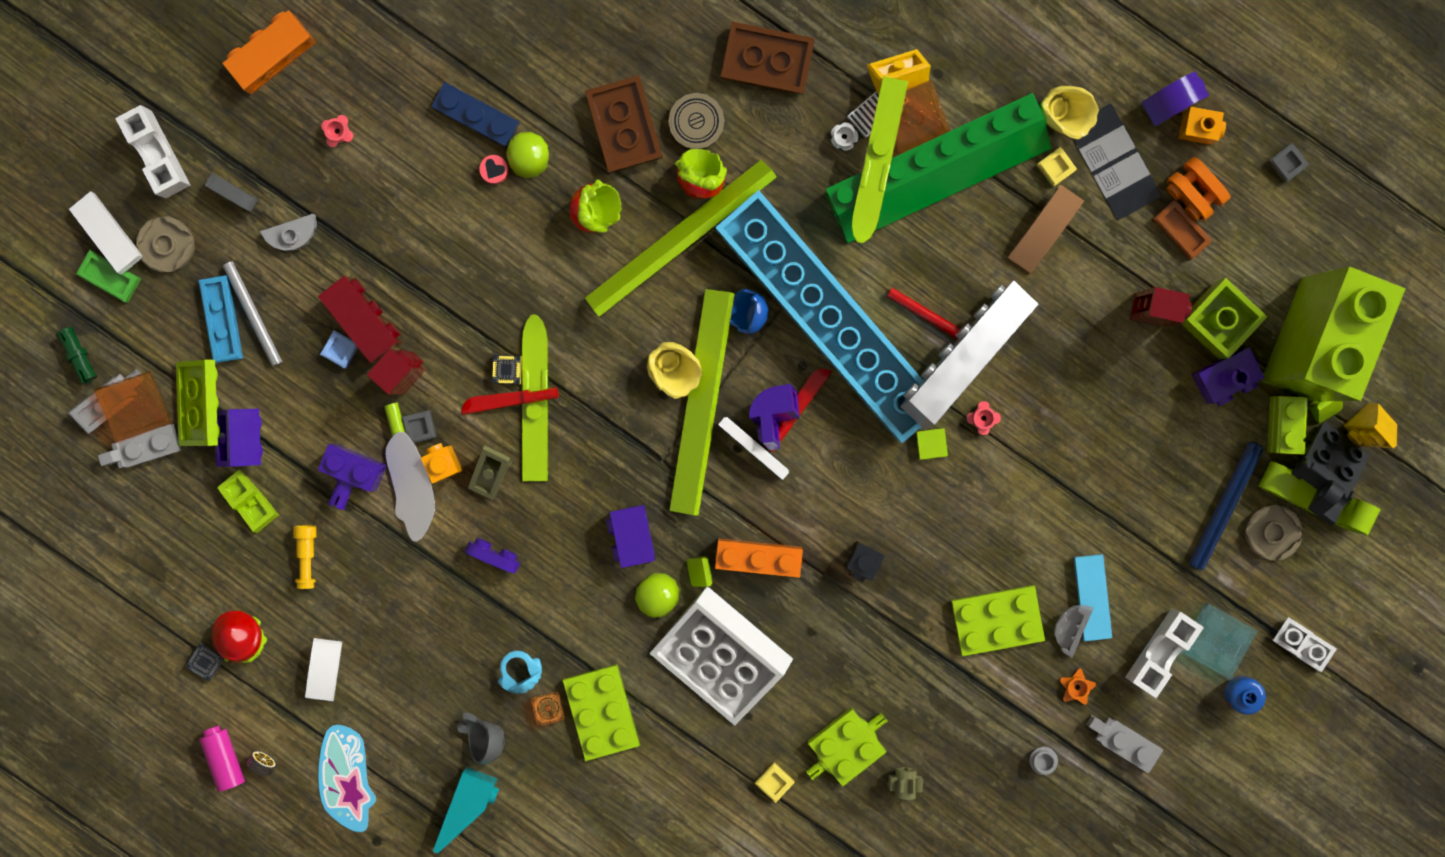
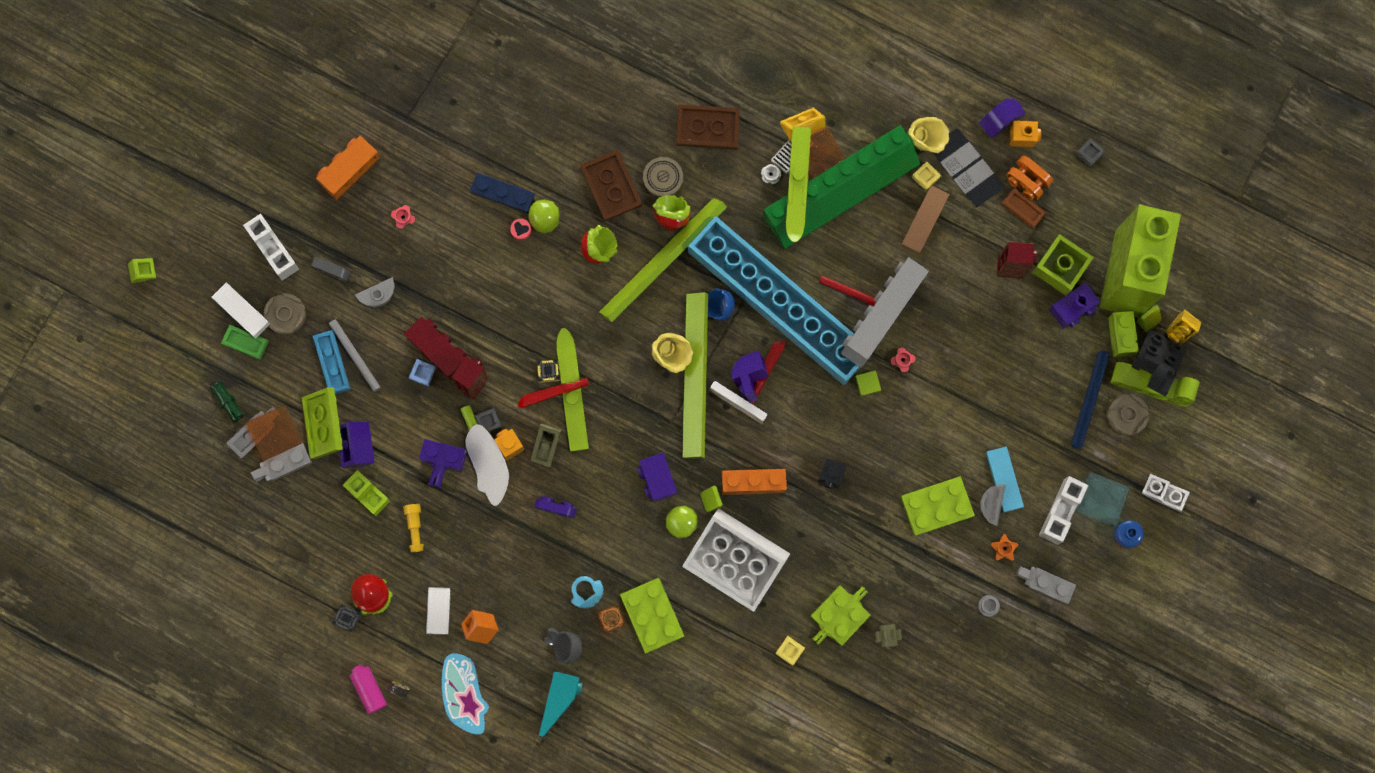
camera: 15 degrees left, 10 degrees down
(375, 698) = (479, 627): none -> orange panel

